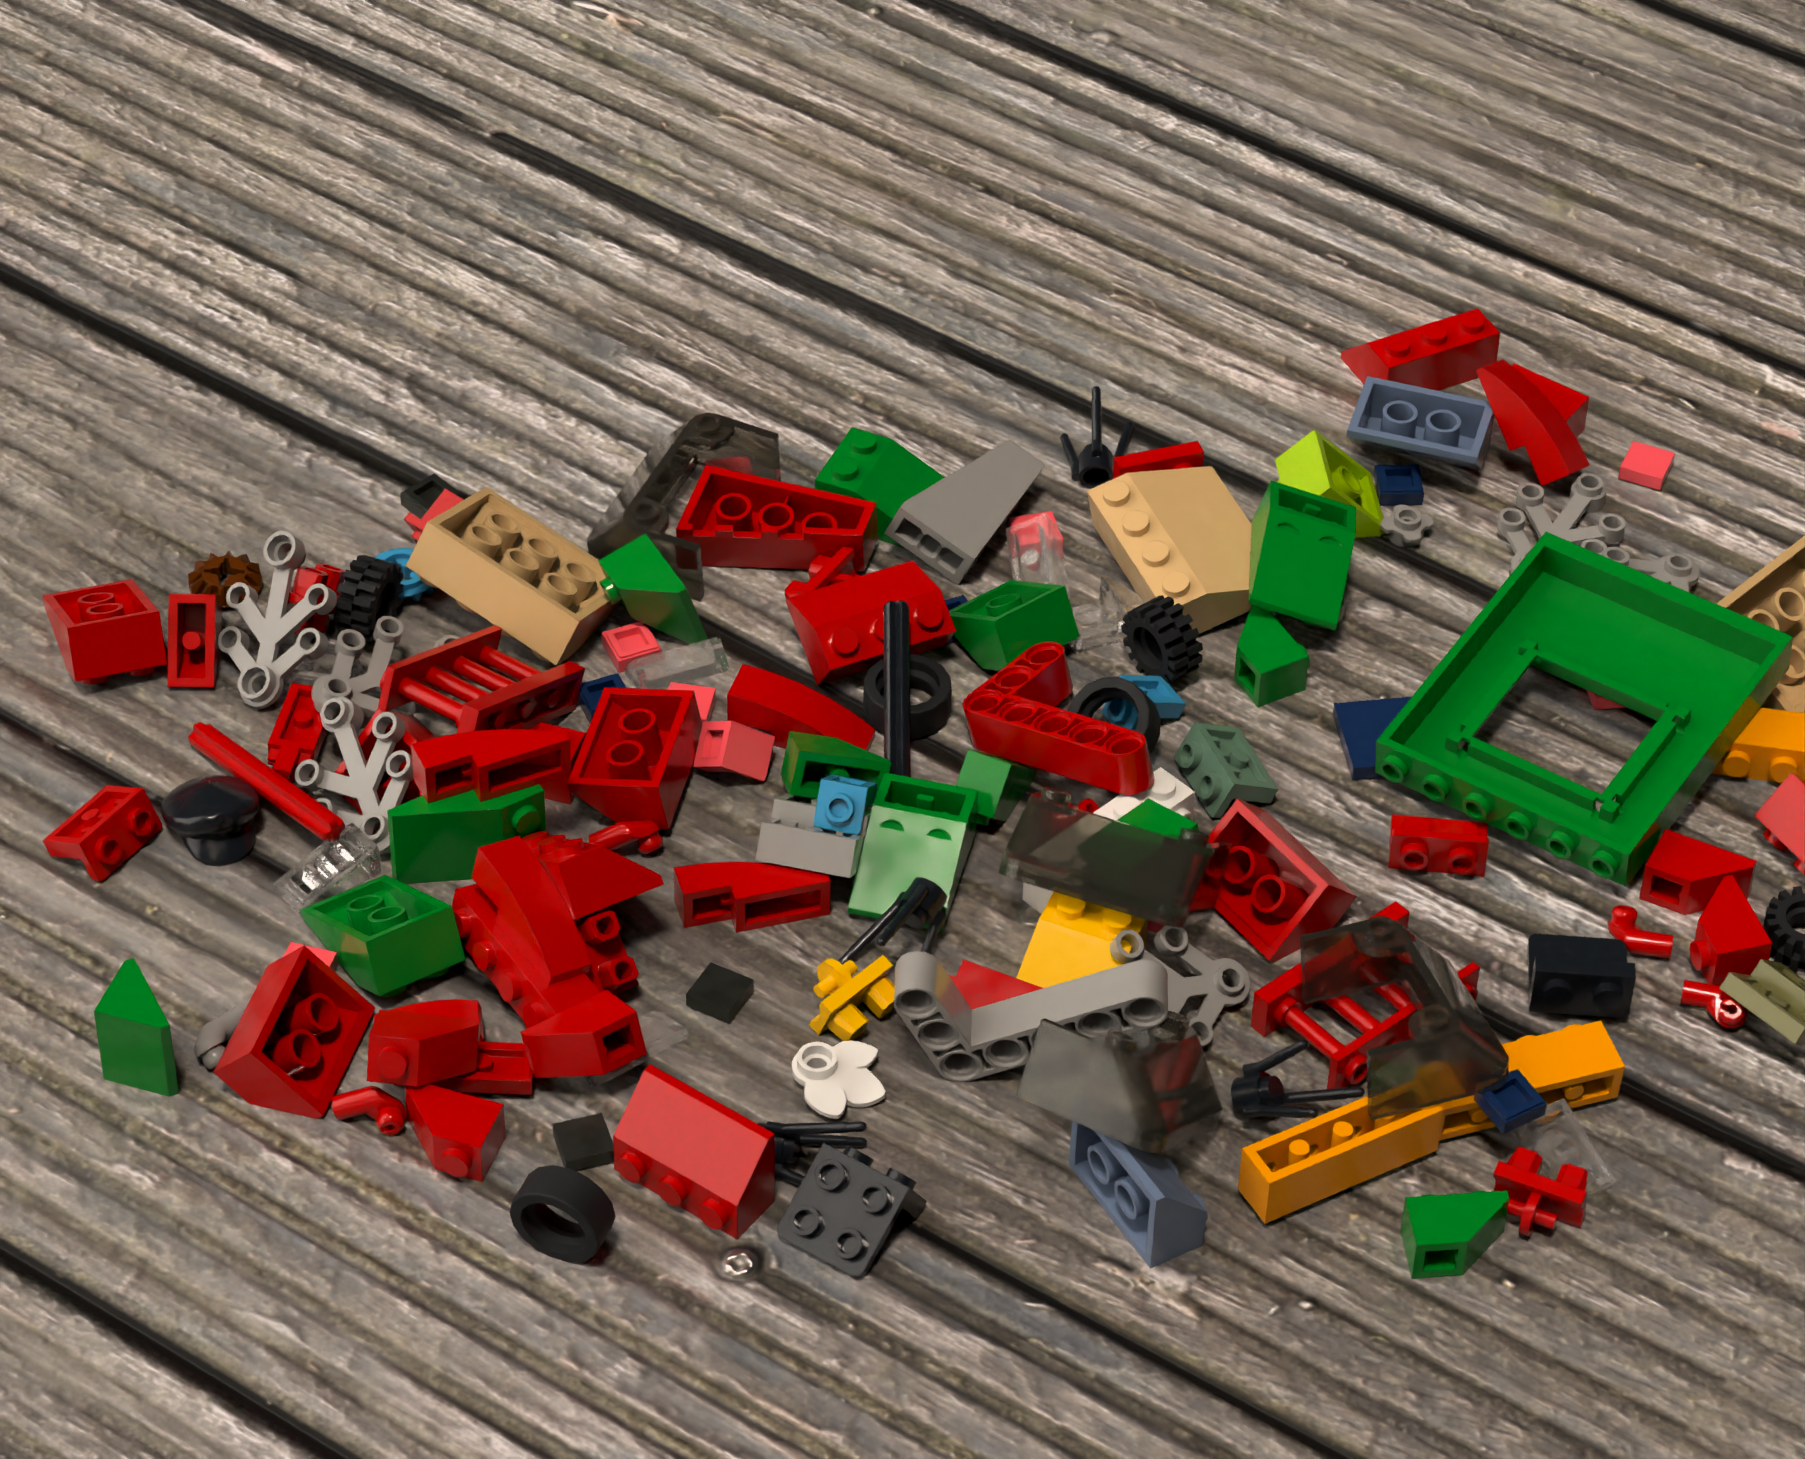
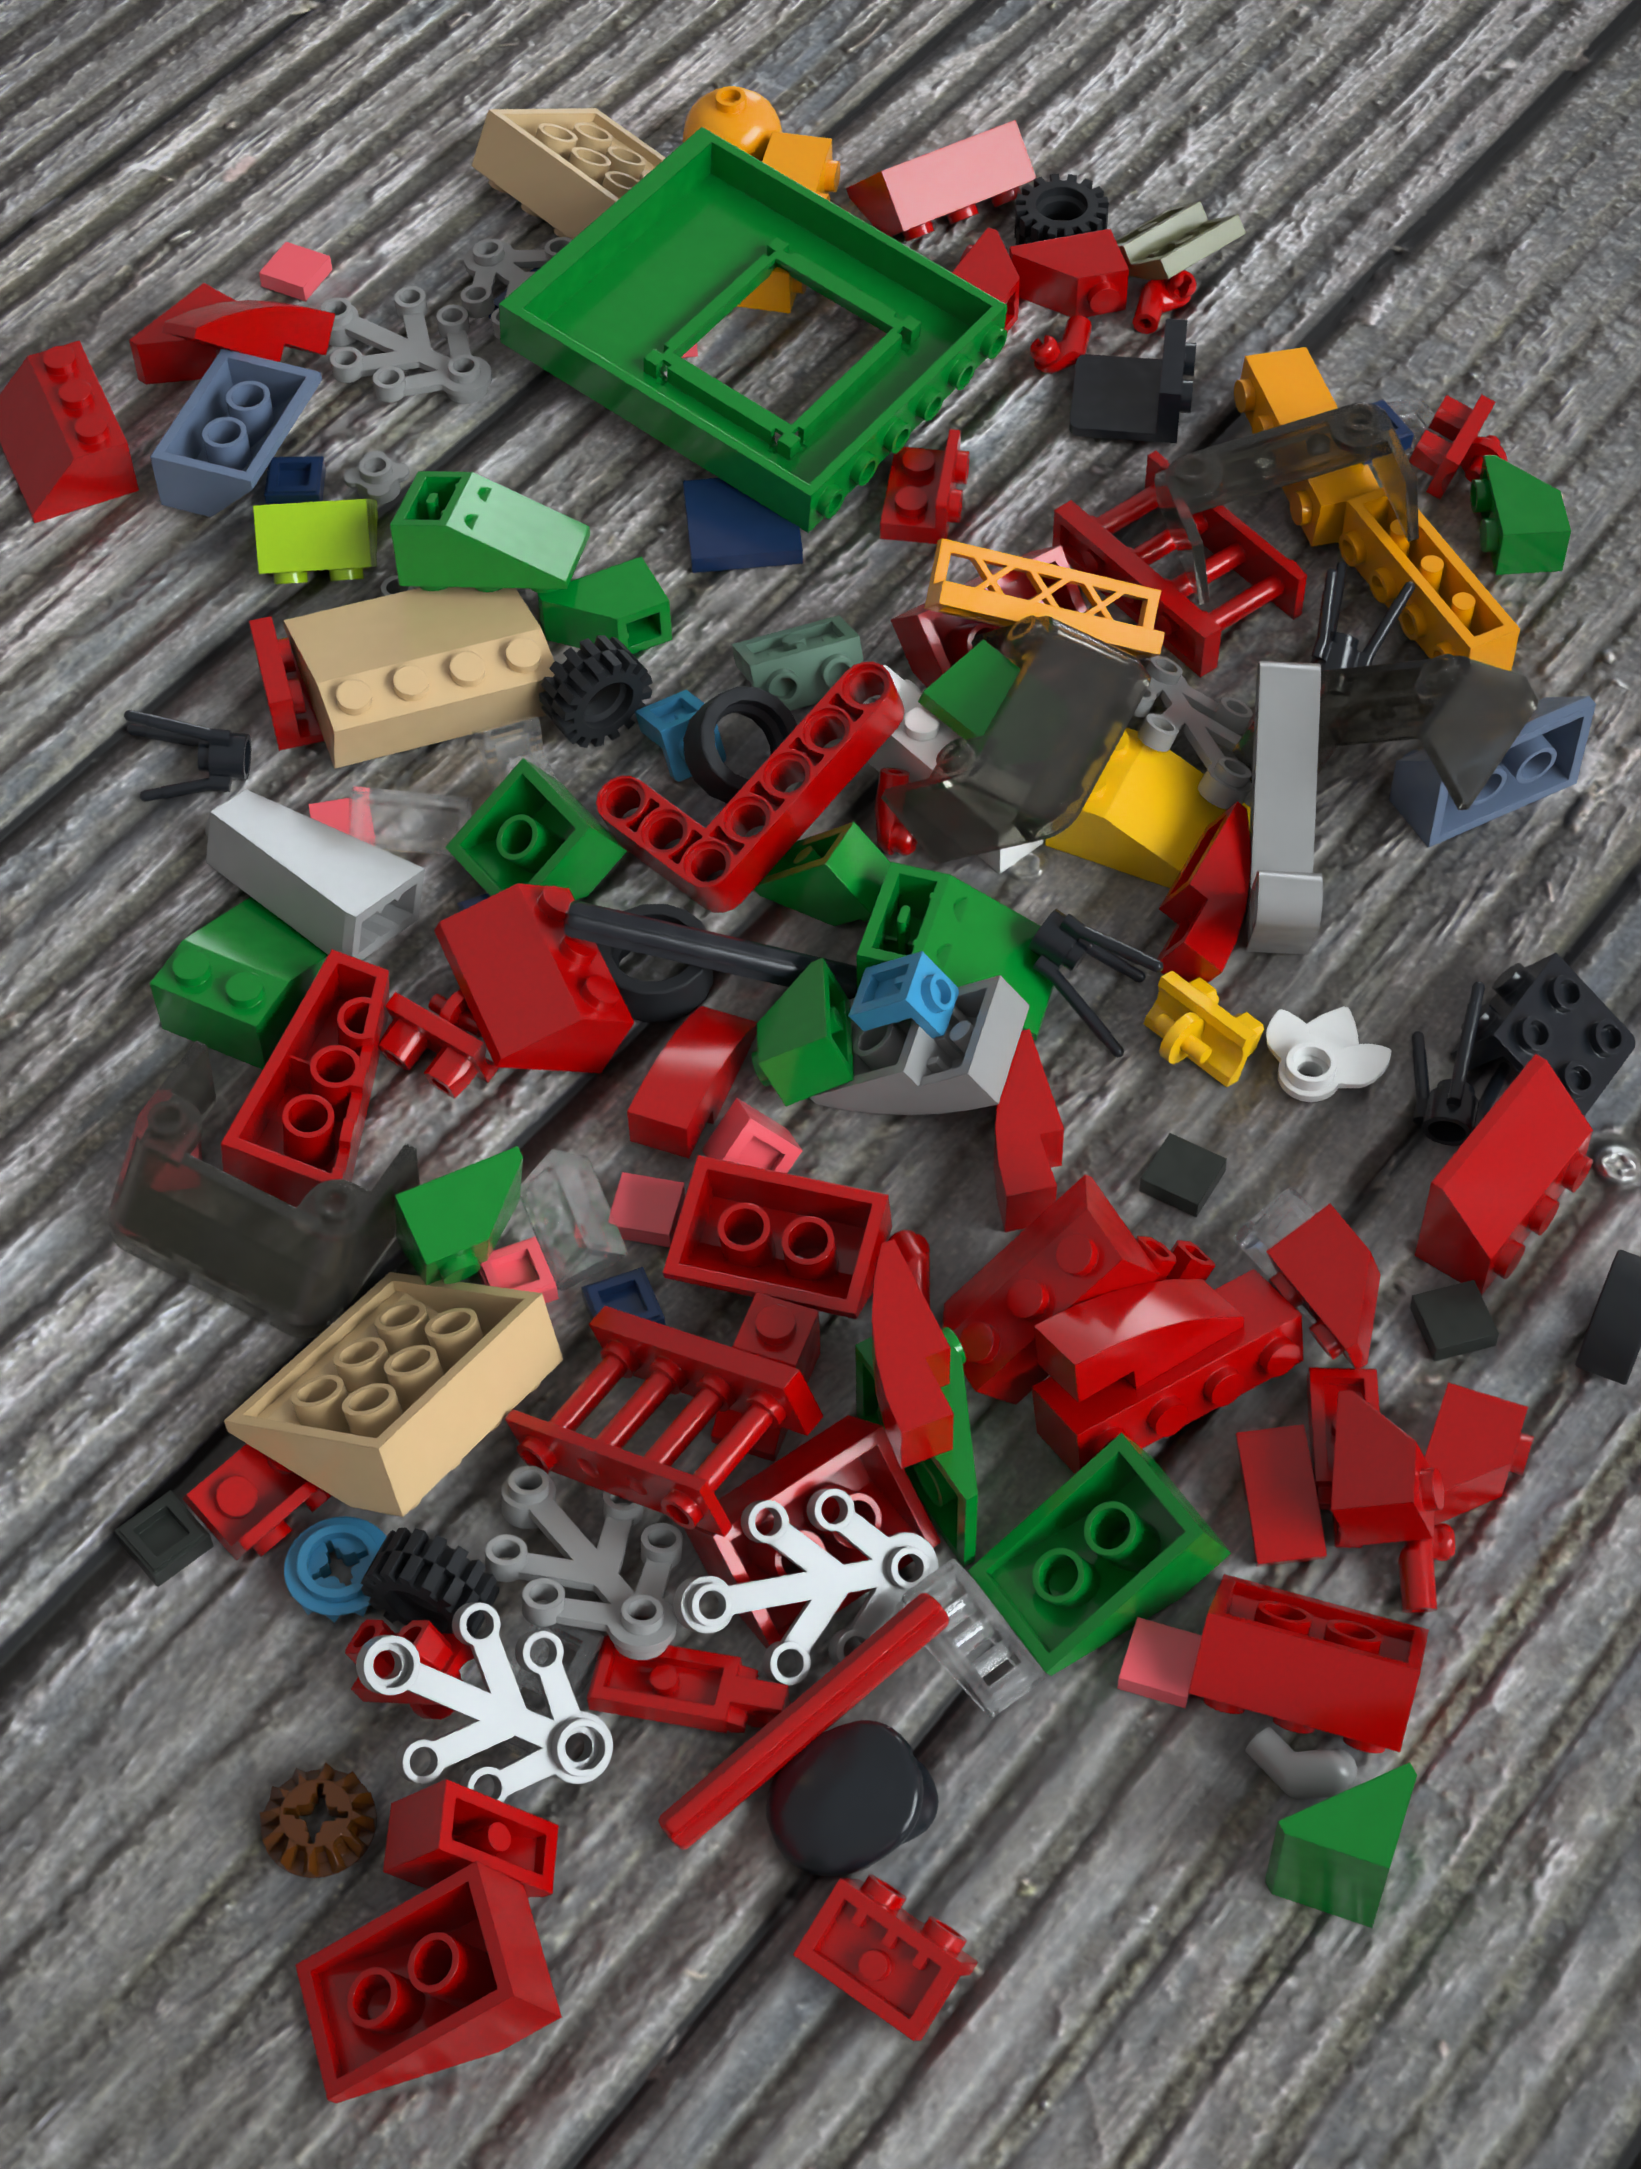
camera: 85 degrees left, 10 degrees up
(1244, 880) = (1005, 610): none -> light orange fence

